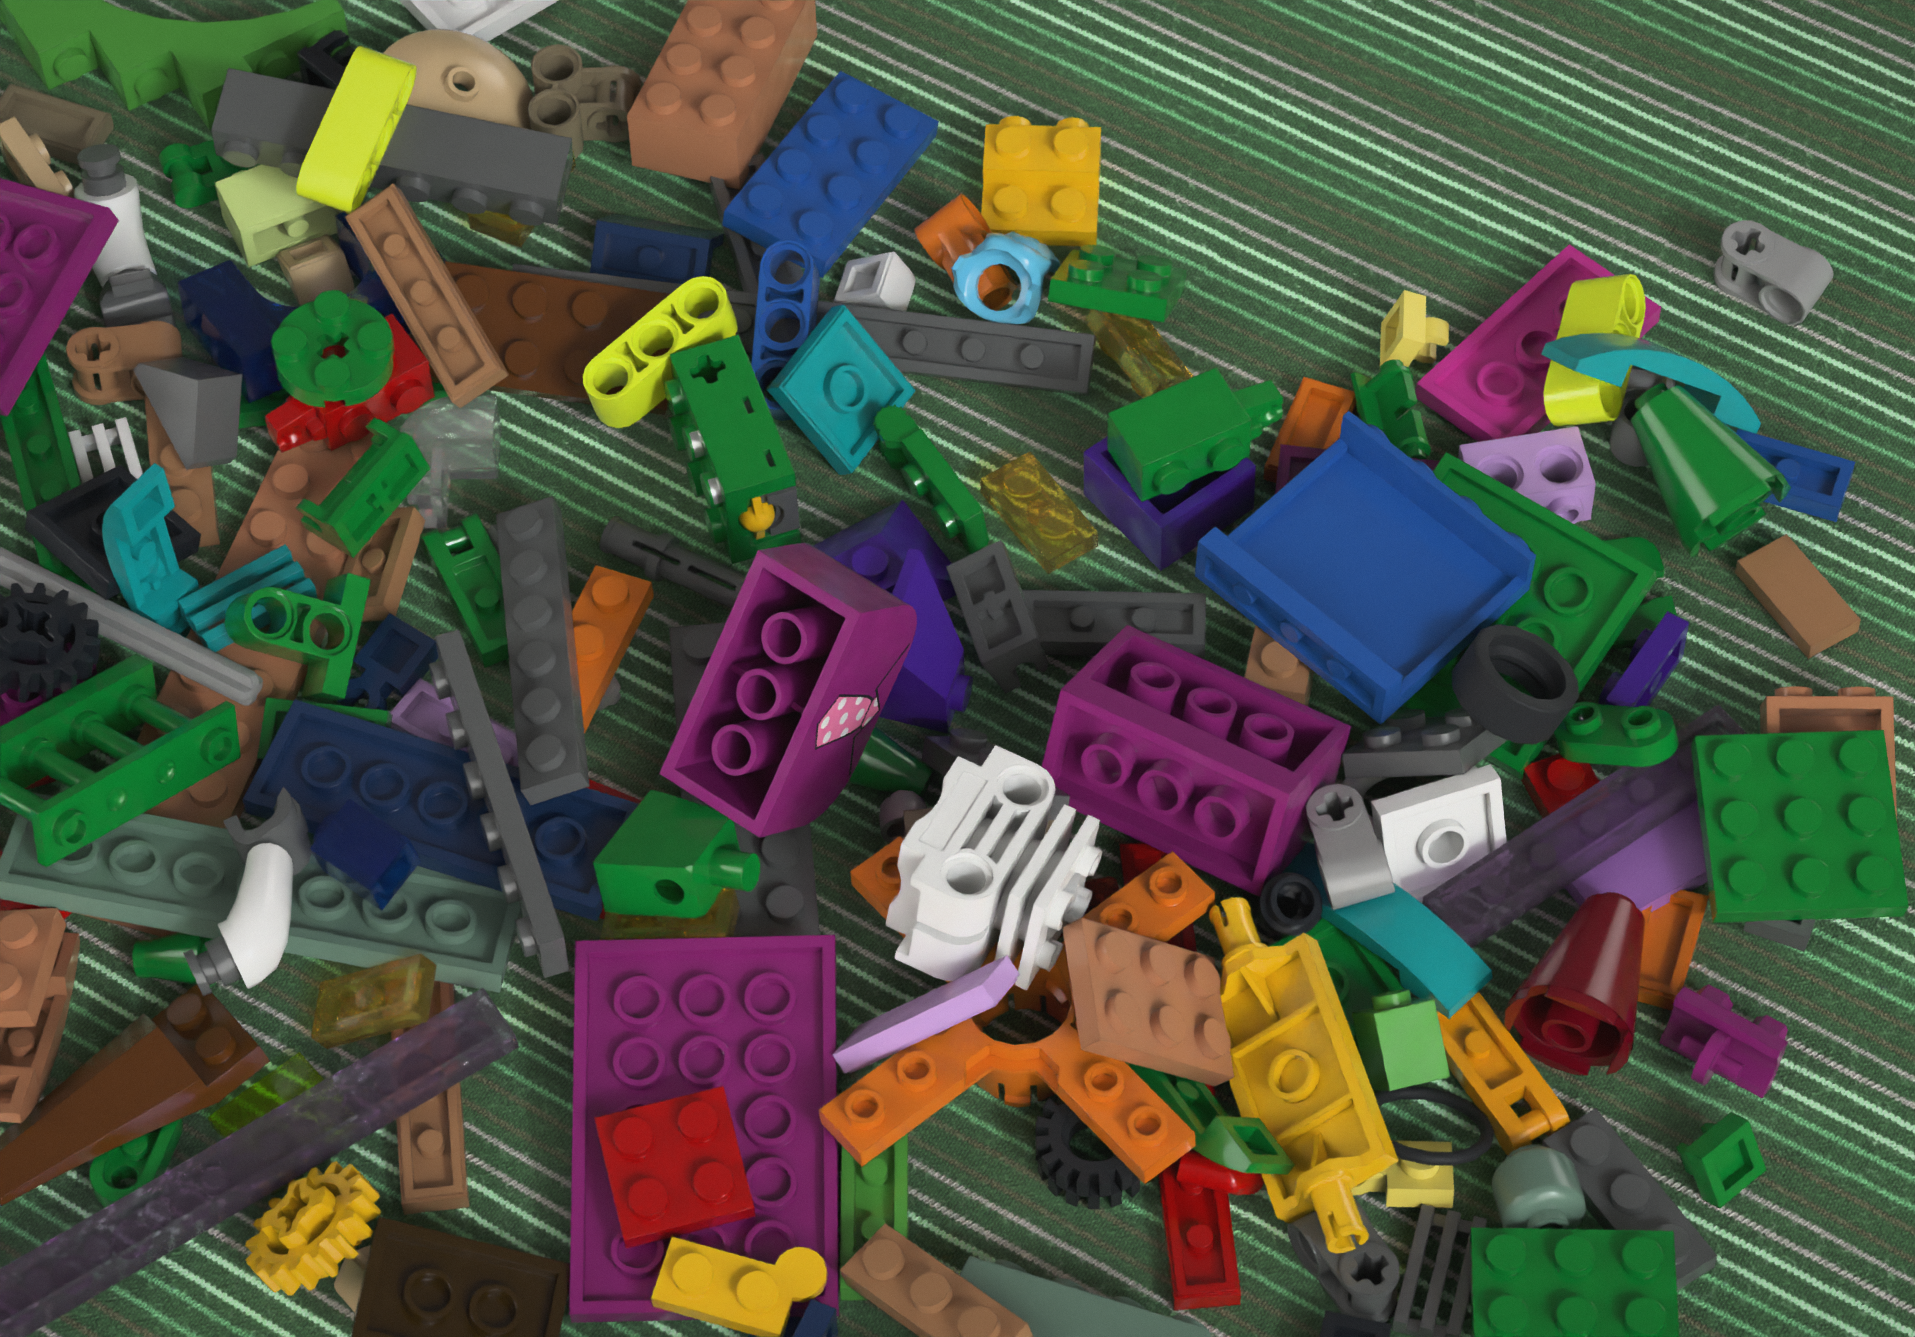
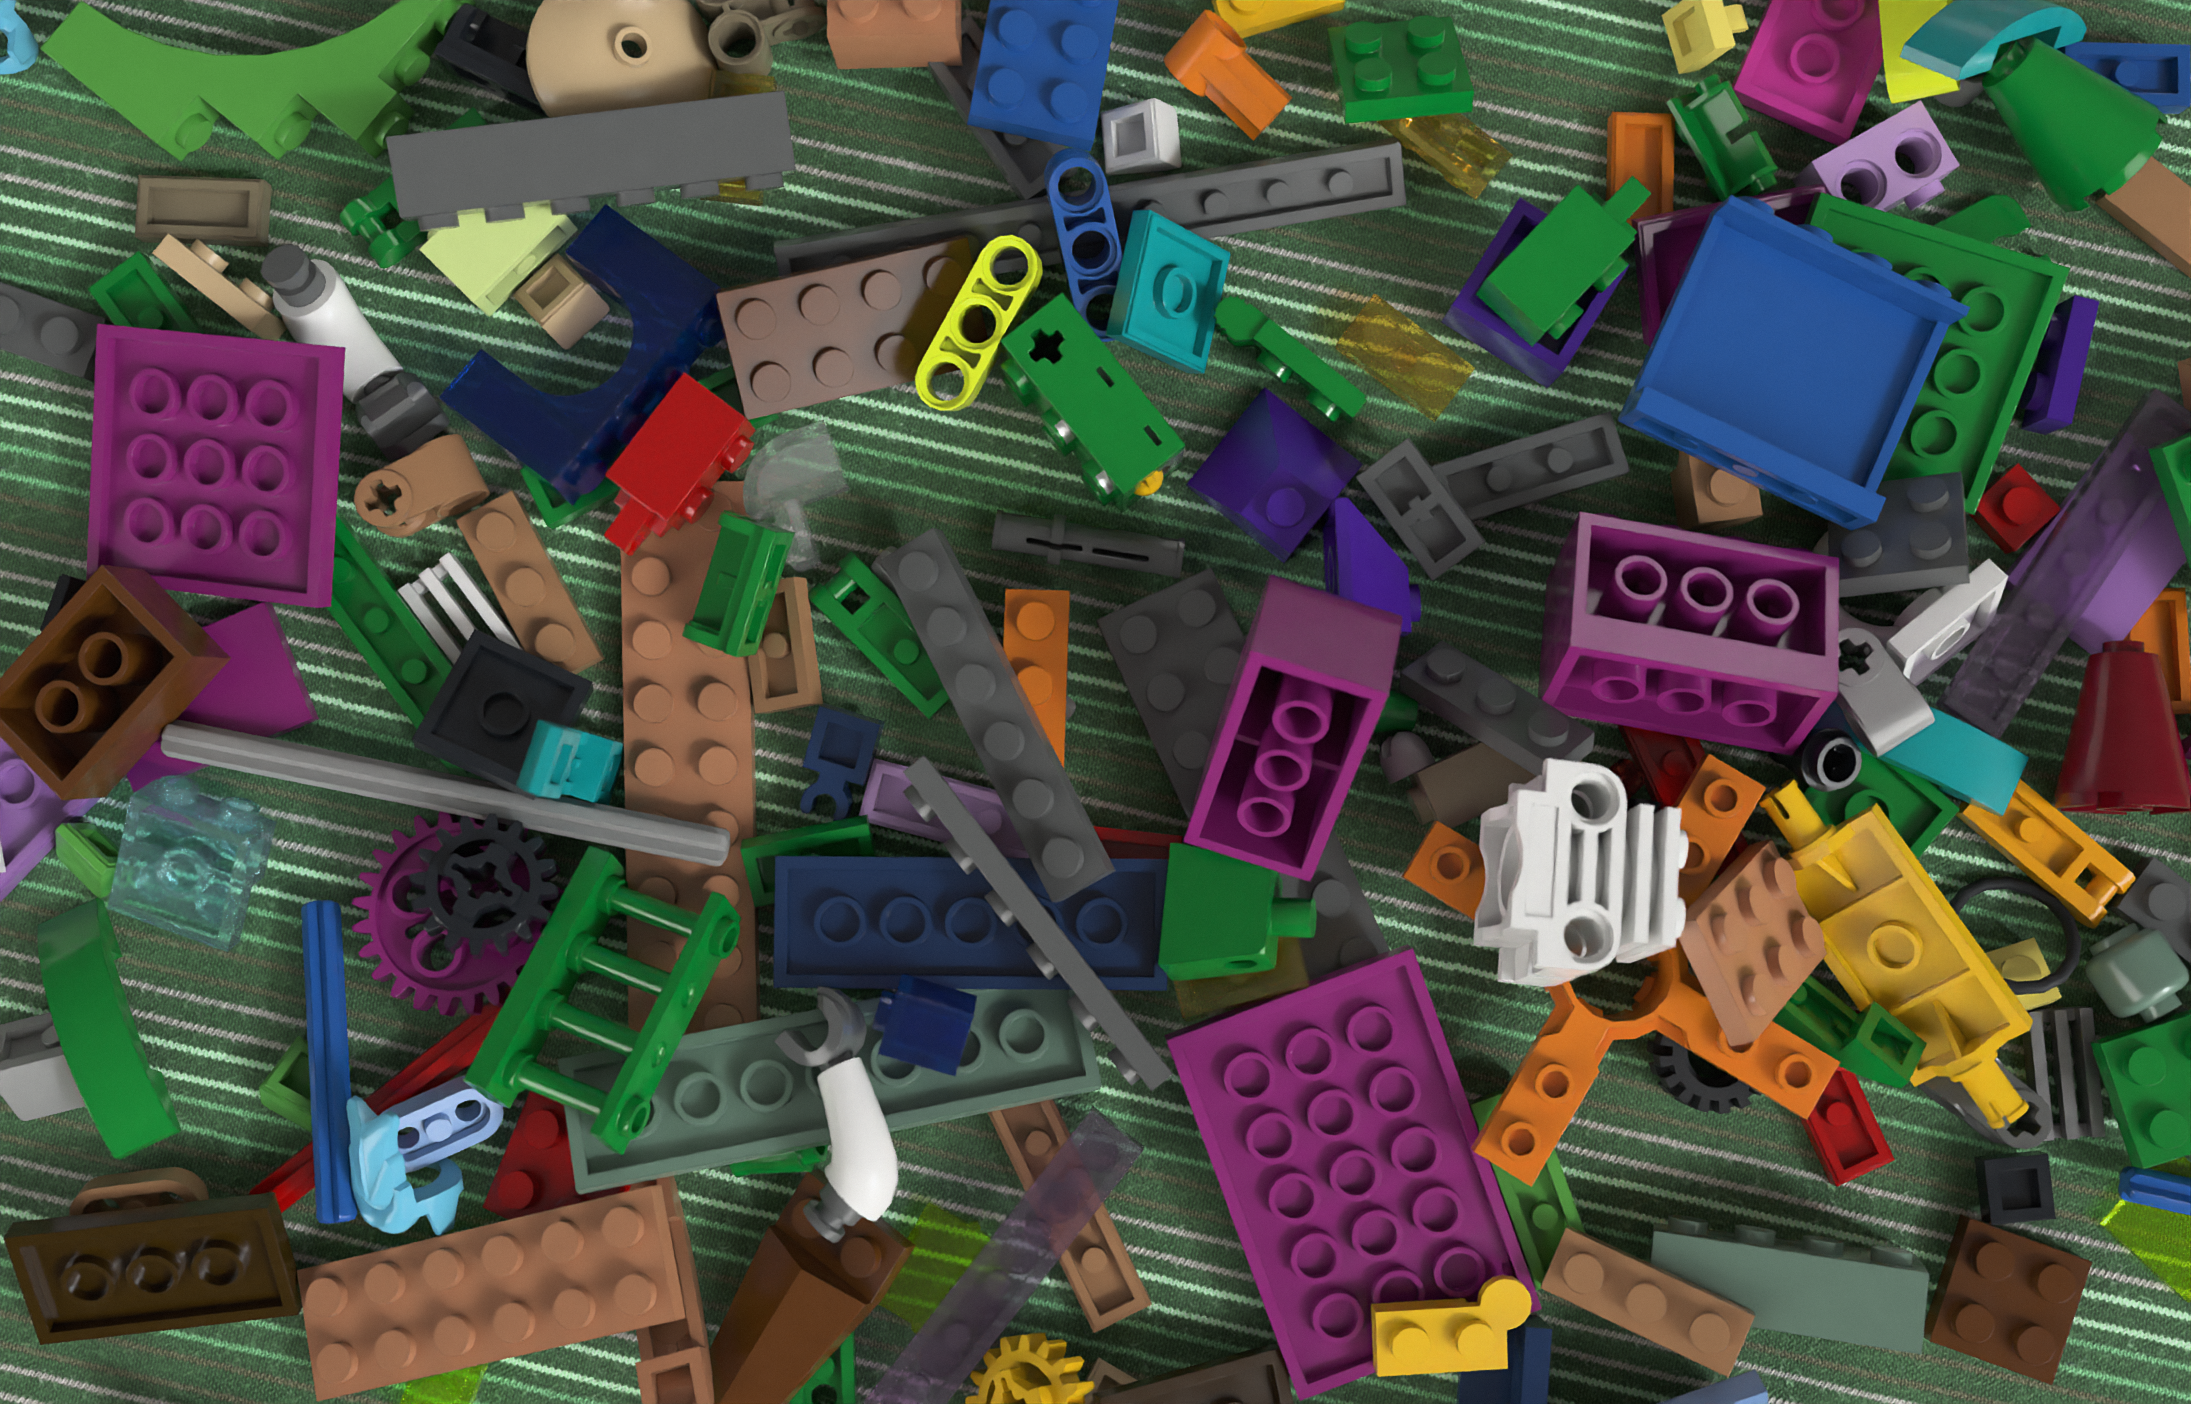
camera: 25 degrees left, 30 degrees up
(195, 407) = (518, 532): dark grey slope -> none
(211, 602) = (638, 784): teal tile -> none
(289, 631) = (734, 762): green tile -> none
(329, 322) = (629, 413): green plate -> none
(356, 129) = (559, 171): neon yellow beam -> none
(374, 1001) = (987, 1146): clear yellow plate -> none
(426, 296) = (711, 340): medium nougat tile -> none
(652, 249) = (904, 170): dark blue panel -> none
(674, 1167) = (1348, 1237): red plate -> none
(926, 1015) = (1546, 1023): lavender tile -> none
(1022, 254) = (1293, 69): medium azure hair -> none
(1400, 1041) = (1970, 863): bright green brick -> none
(1500, 705) = (2001, 430): black tyre -> none
(1616, 735) = (2068, 456): green plate -> none

